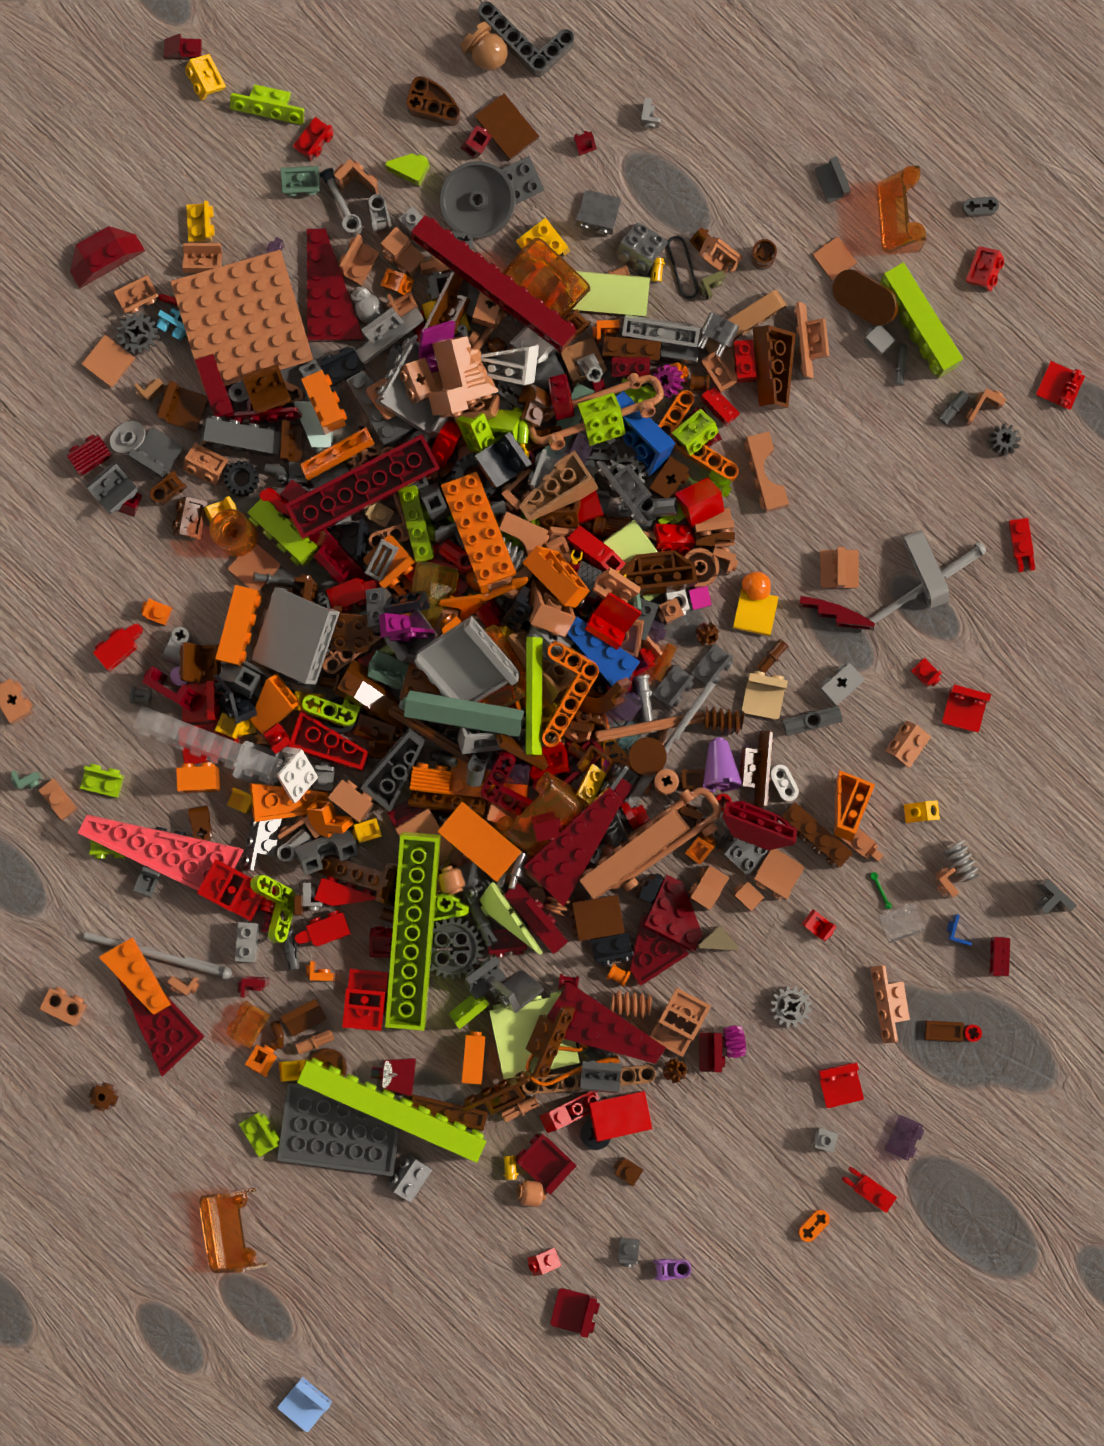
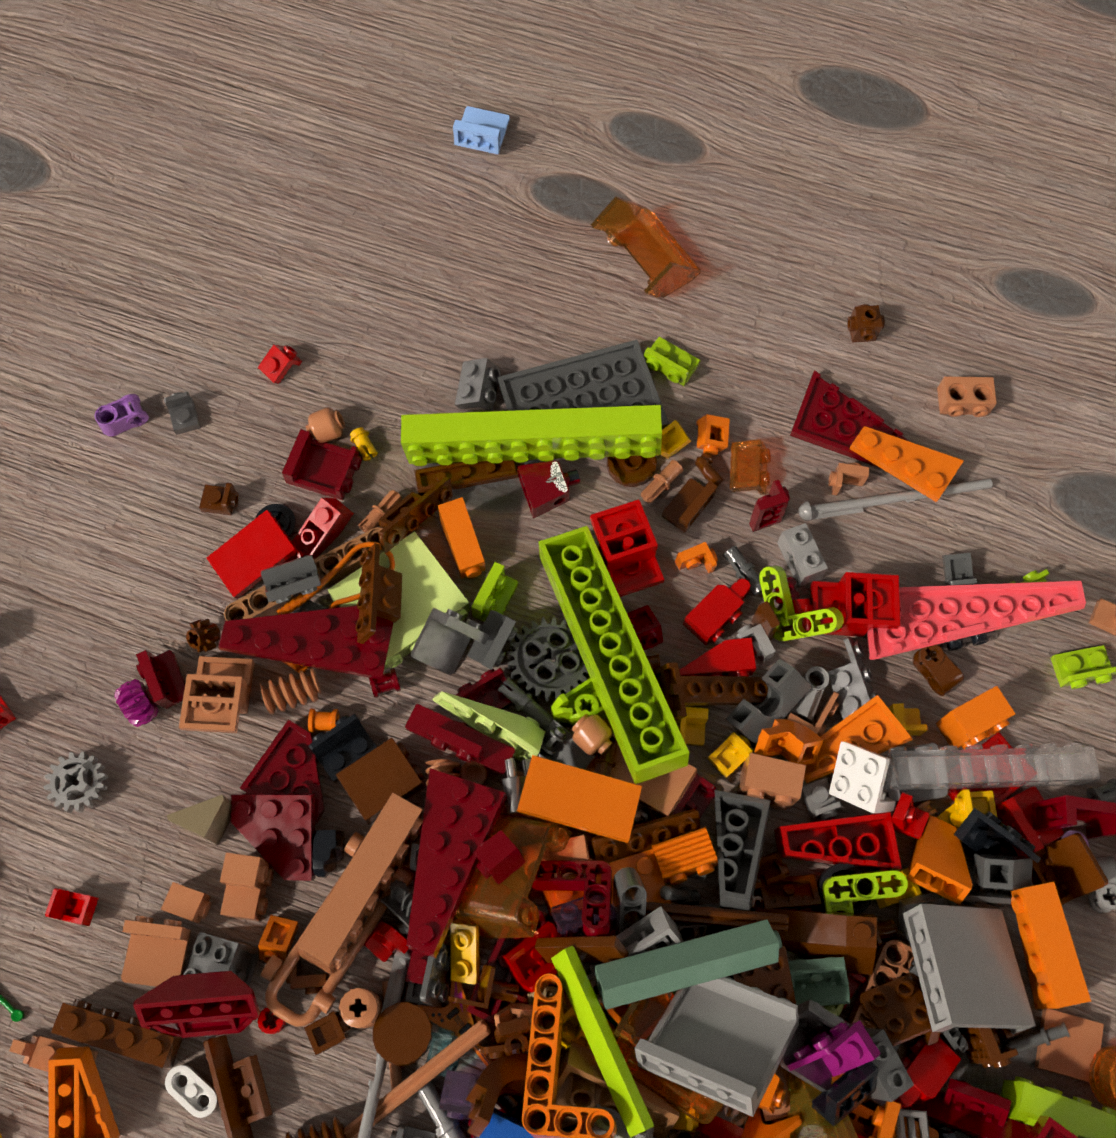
camera: 155 degrees right, 15 degrees down
(380, 859) = (693, 726): none -> yellow panel
(575, 1311) = (219, 327): dark red bracket -> none
(720, 767) = (292, 1069): medium lavender cone -> none

